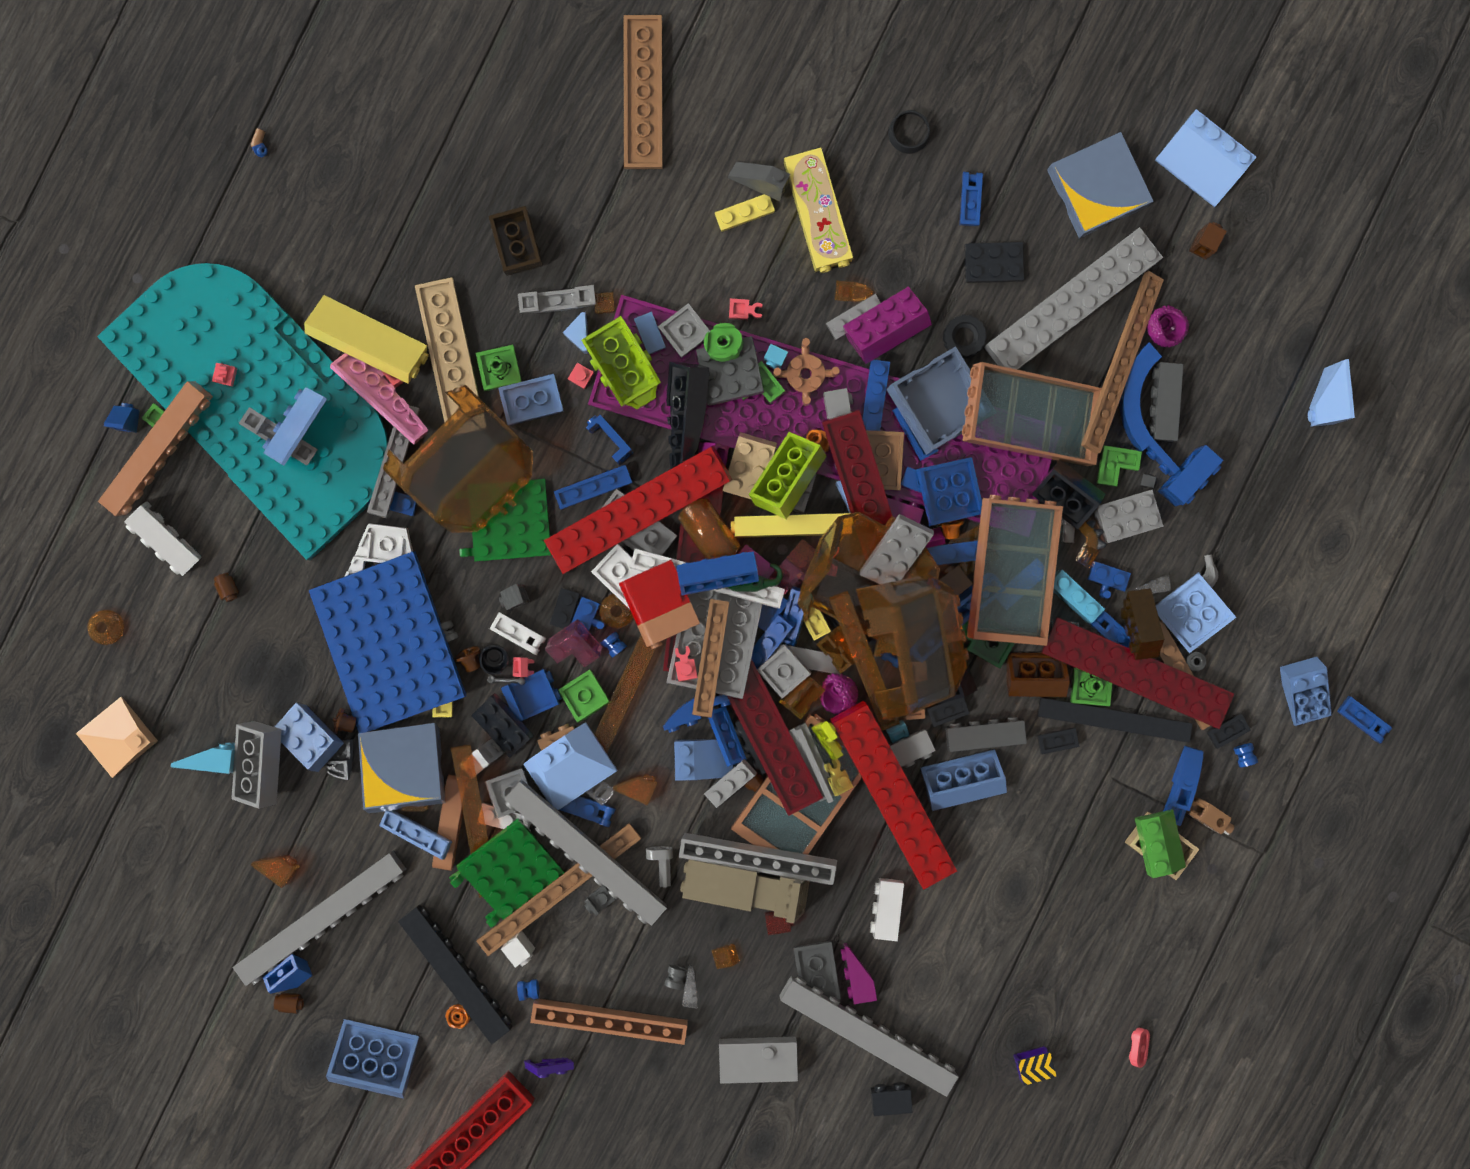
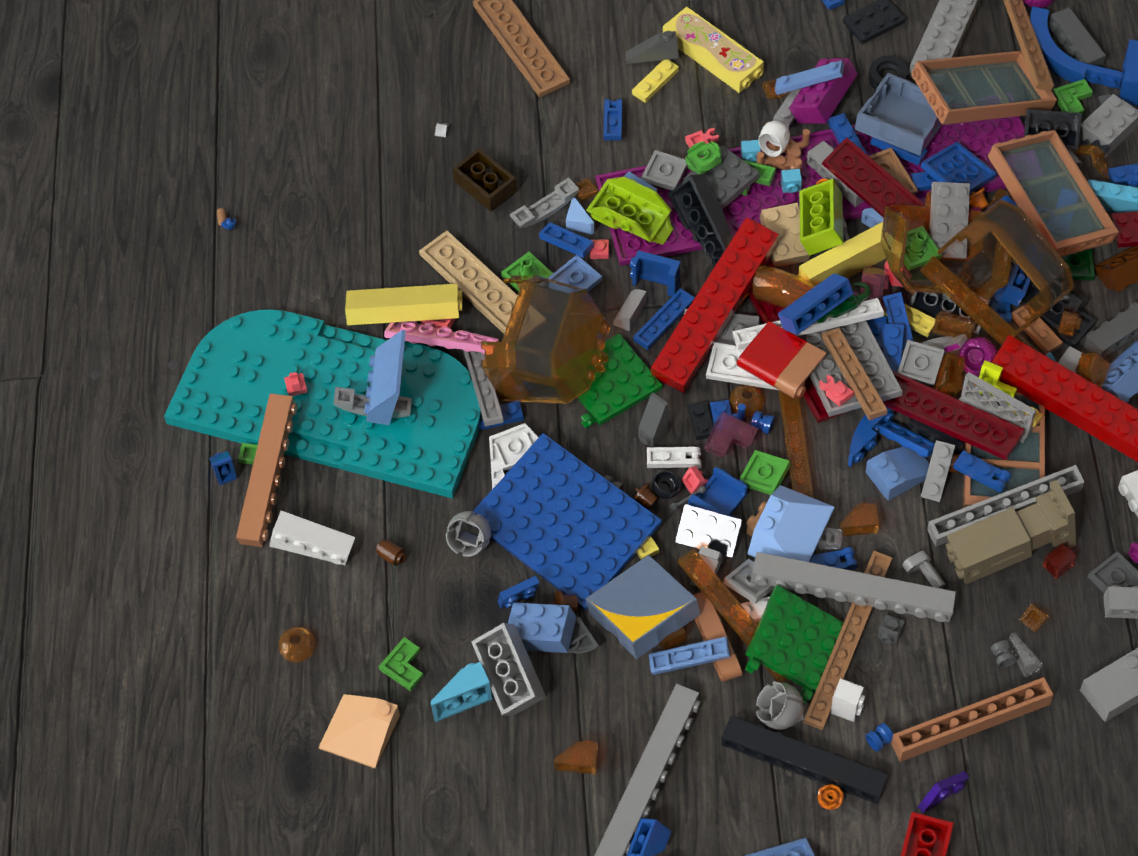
camera: 25 degrees left, 30 degrees down
(176, 697) = (398, 664): none -> bright green plate
(296, 612) = (463, 541): none -> light grey piece
(306, 693) = (522, 590): none -> blue plate
(460, 923) = (780, 705): none -> light grey piece
(514, 151) = (441, 129): none -> piece
(553, 351) = (566, 239): none -> blue plate
(568, 460) = (631, 310): none -> light grey brick
(676, 236) = (612, 119): none -> blue plate
(764, 808) = (982, 471): none -> blue plate
(791, 411) = (791, 180): none -> medium azure plate
(804, 359) = (777, 134): none -> white helmet
(826, 670) = (955, 343): none -> flat silver piece
(857, 575) = (918, 239): none -> bright green plate
(878, 308) = (809, 77): none -> medium blue plate
(924, 769) = (1092, 368): none -> clear orange slope
(941, 709) = (1068, 323): none -> clear orange plate

